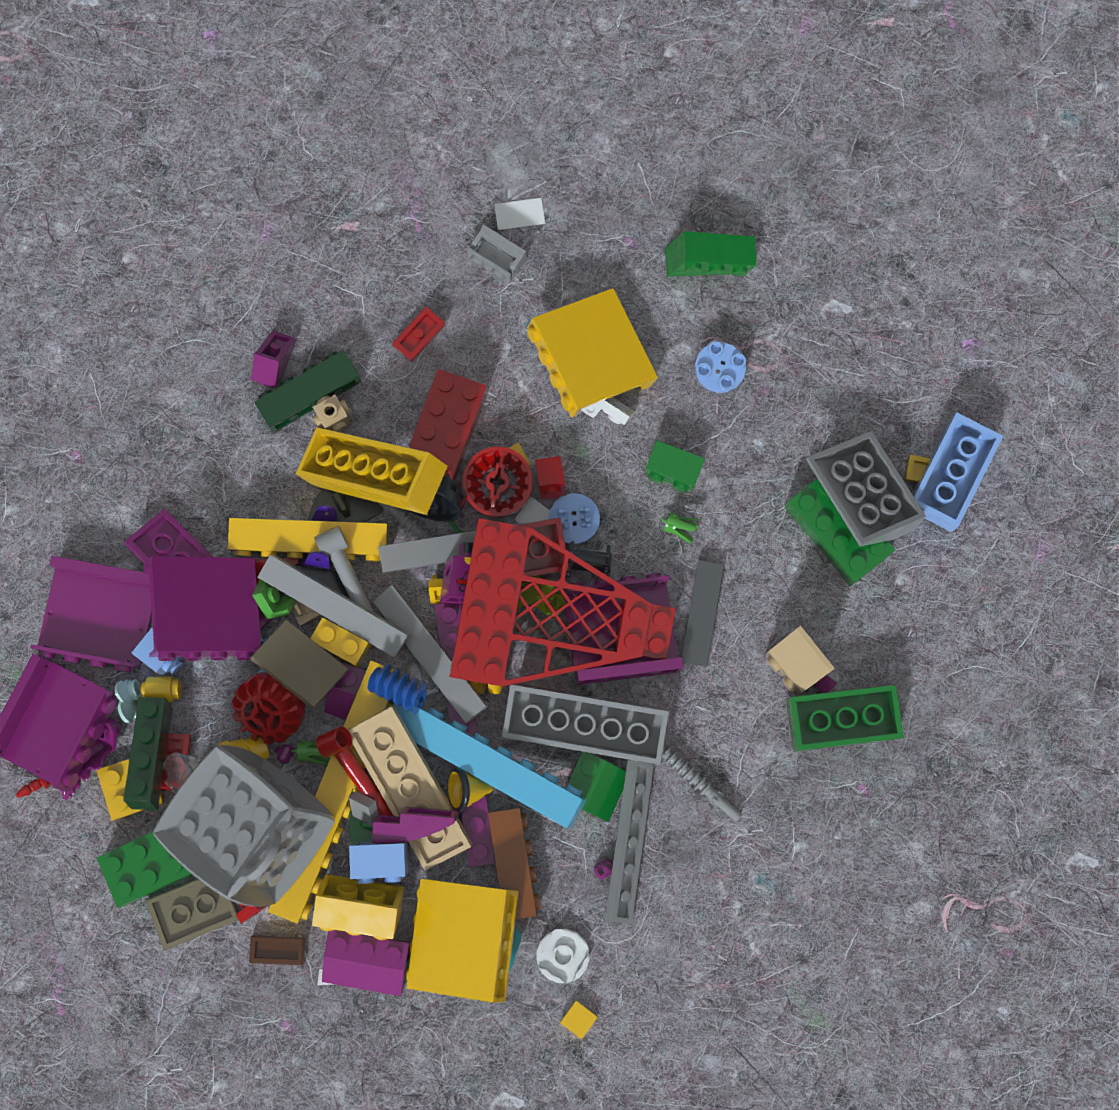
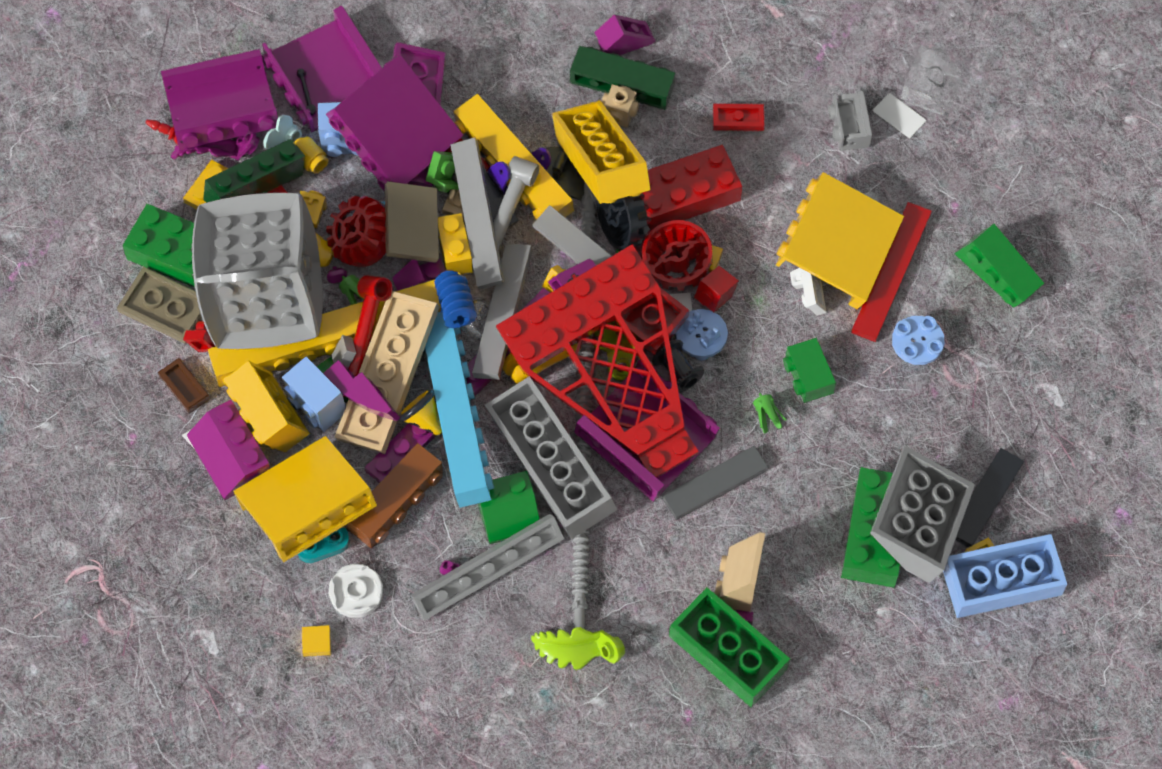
camera: 50 degrees right, 15 degrees down
(120, 654) = (301, 73): none -> black hinge
(210, 729) = (316, 204): none -> yellow bracket
(669, 382) = (876, 308): none -> red tile
(751, 827) = (578, 647): none -> lime plant
(876, 419) = (988, 495): none -> black tile

